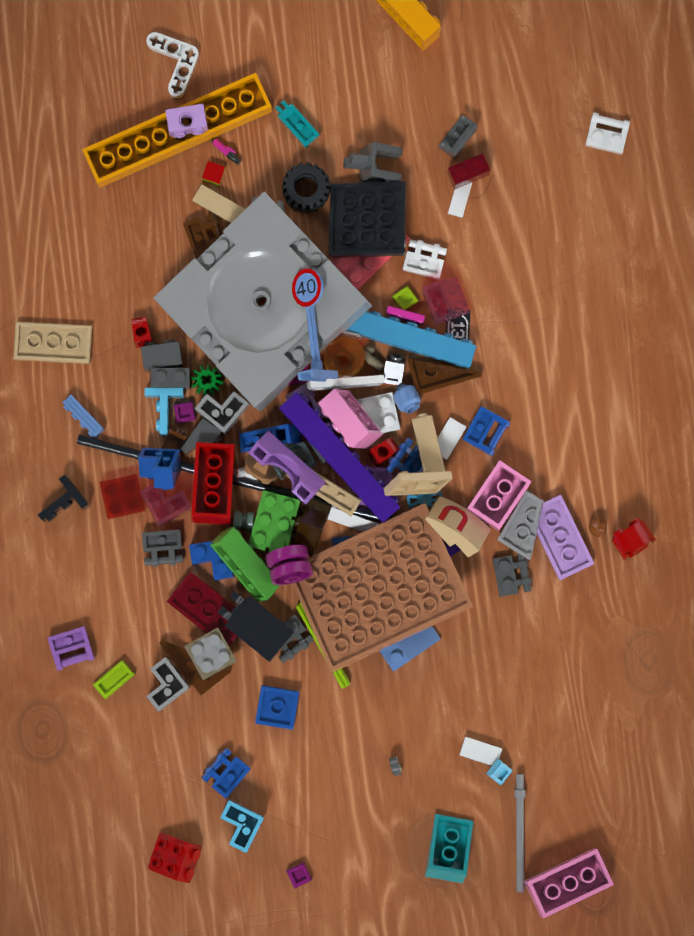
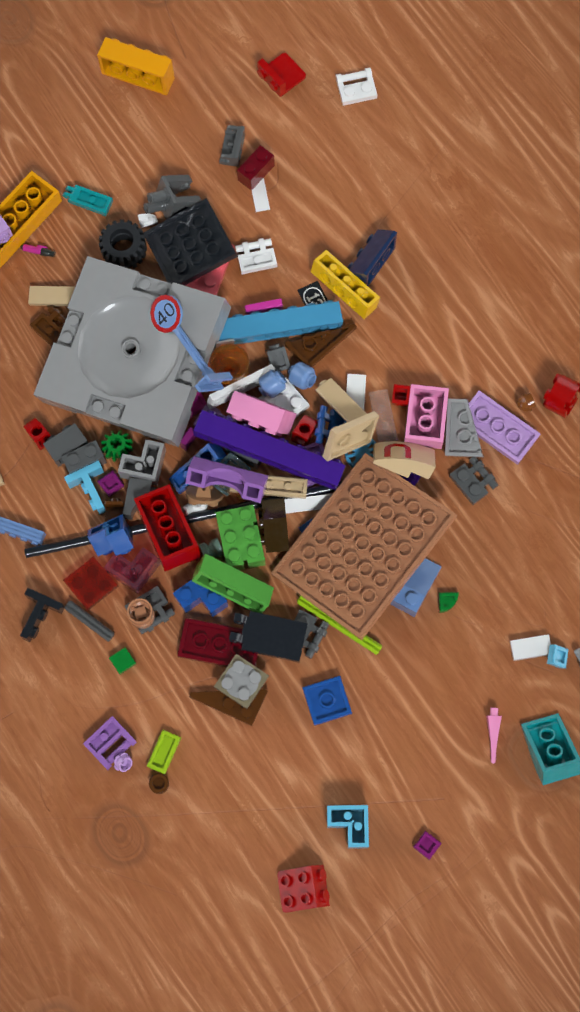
camera: 25 degrees left, 10 degrees down
(74, 671) = (122, 762): none -> lavender plate
(96, 705) = (159, 783): none -> reddish brown tile
(105, 530) = (89, 621): none -> dark grey axle
(117, 580) = (122, 661): none -> green tile
(152, 549) = (141, 613): none -> nougat wheel
(172, 685) = (220, 728): light grey brick -> none
(213, 173) = (36, 273): red tile -> none
(231, 775) = (317, 784): blue plate -> none
(273, 406) = (187, 439): none -> magenta tile
(289, 565) = (272, 564): magenta wheel -> none
(342, 172) = (147, 220): none -> white tile
(371, 360) = (255, 359): dark tan arm -> none
(374, 394) = (272, 383): none -> medium blue head
(395, 766) = (462, 698): dark grey tile -> none
(405, 298) = (256, 295): lime tile -> none
(411, 802) = (493, 726): none -> bright pink piece
(429, 672) = (447, 601): none -> green tile
(445, 300) = (290, 280): clear pink slope -> none
(461, 474) = (385, 425): none -> clear tile
(480, 427) = (379, 369): blue plate -> none
(485, 465) = (401, 395): none -> red leg
(491, 331) = (345, 284): none -> yellow brick
(529, 316) = (374, 255): none -> dark blue slope
(542, 85) = (281, 73): none -> red bracket

